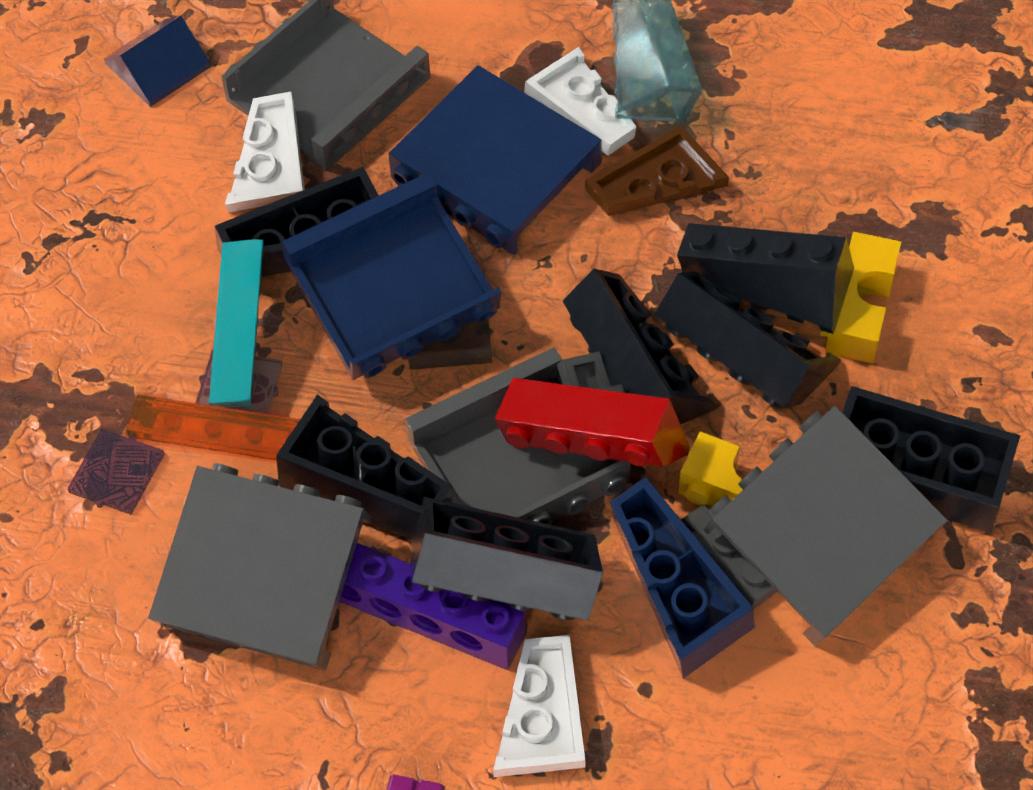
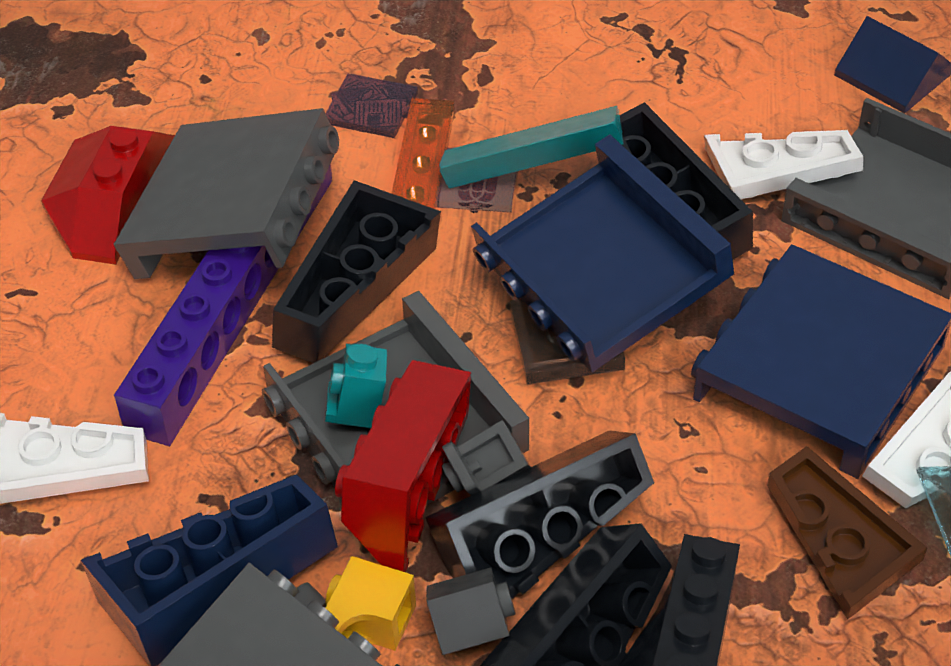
camera: 85 degrees right, 10 degrees down
(201, 695) = (101, 187): none -> red wedge
(505, 559) = (215, 376): black brick -> none
(507, 467) = (356, 386): none -> teal brick
(726, 401) = (469, 610): none -> dark grey brick

